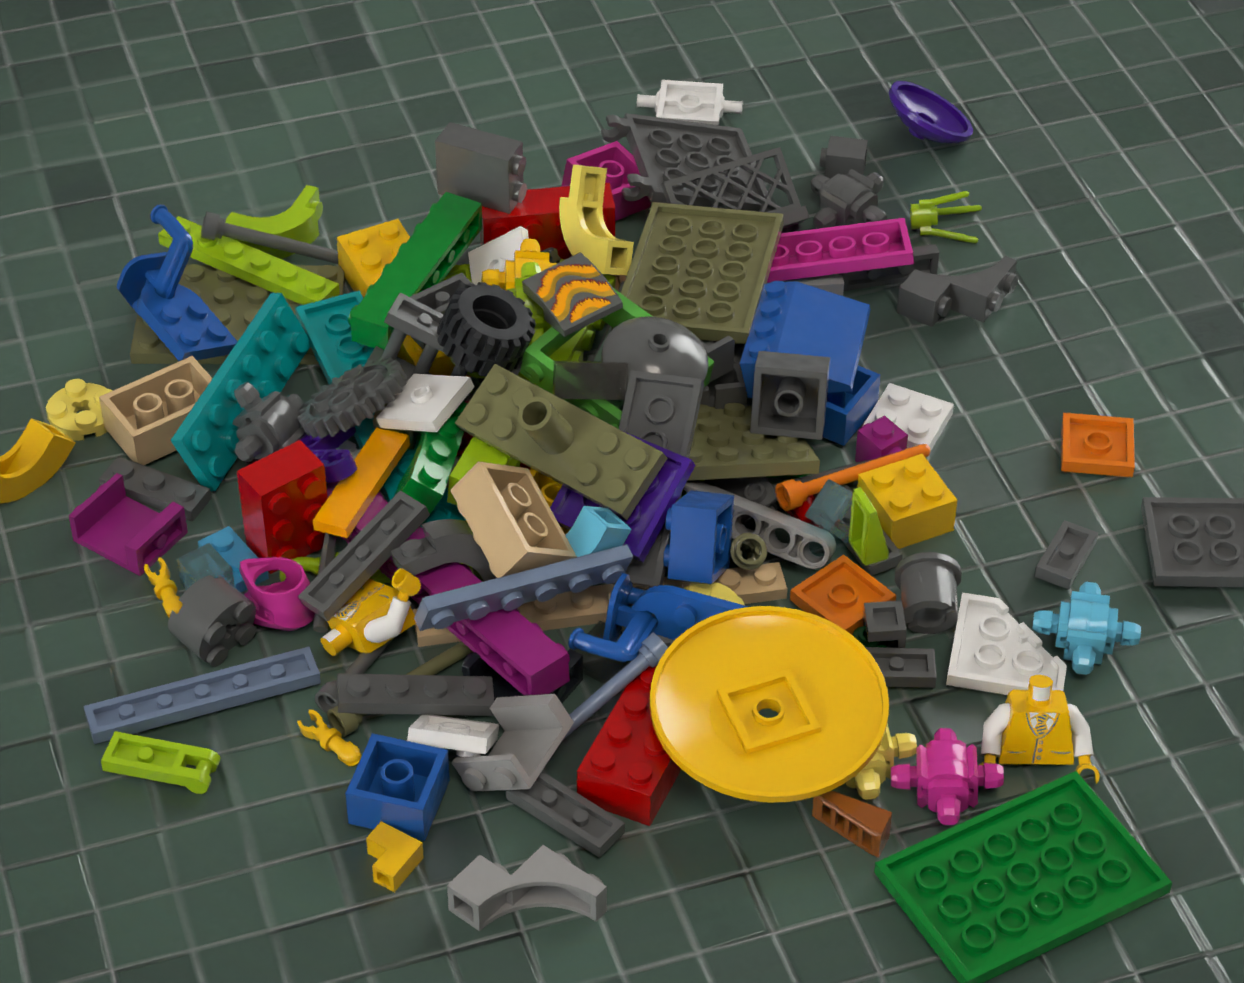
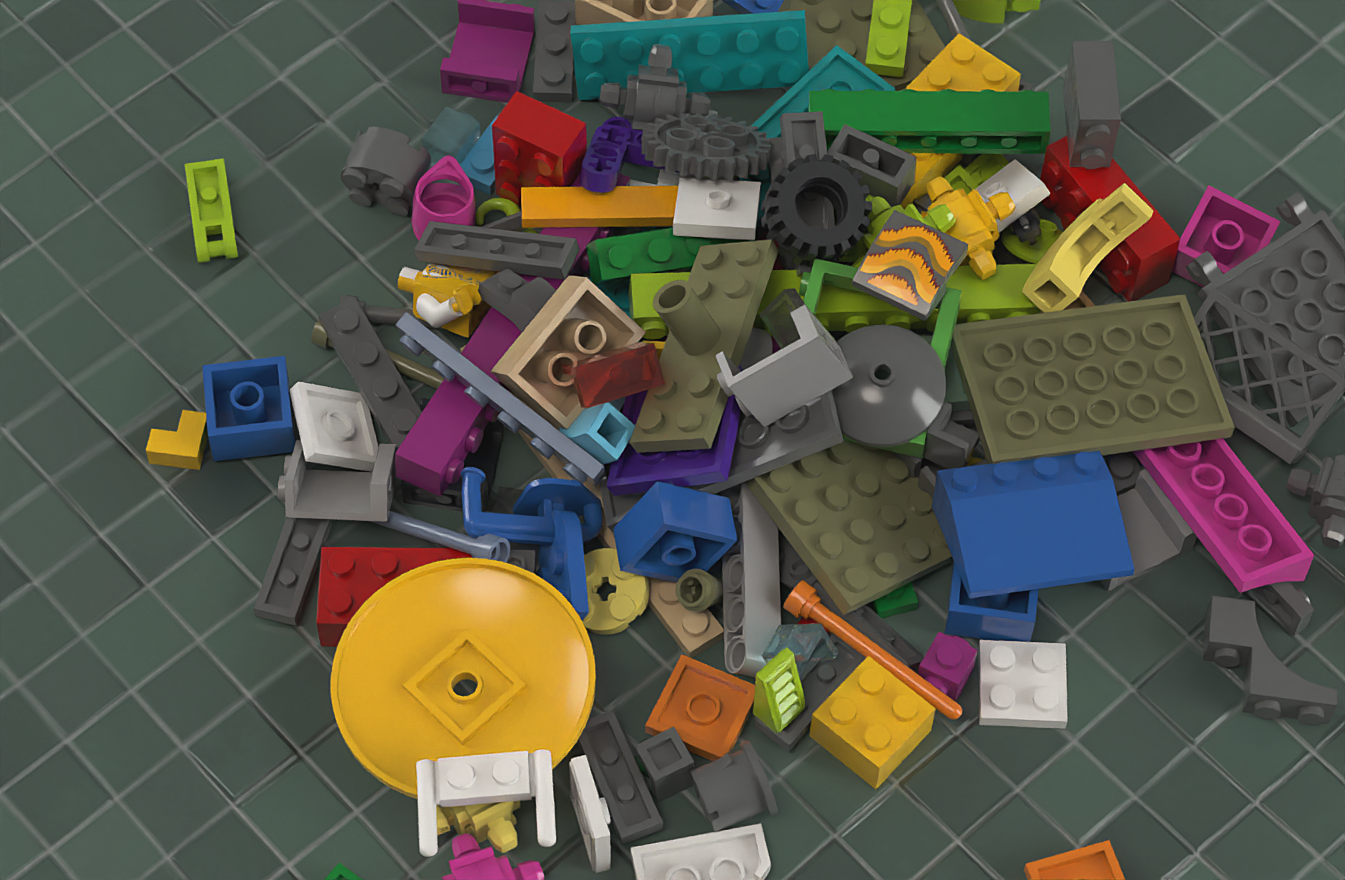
camera: 65 degrees right, 15 degrees up
(164, 588) = (425, 117): yellow piece -> none
(202, 694) = (306, 207): sand blue plate -> none
(331, 739) = (301, 331): yellow piece -> none
(544, 880) = (167, 536): light grey arch -> none
(563, 485) = (615, 374): none -> clear red panel
(638, 346) = (788, 376): none -> light grey panel
(790, 395) = (916, 537): dark grey brick -> none
(855, 820) = (387, 837): dark orange slope -> none
(875, 712) = (483, 781): none -> white plate
(918, 679) = (591, 814): none -> white plate

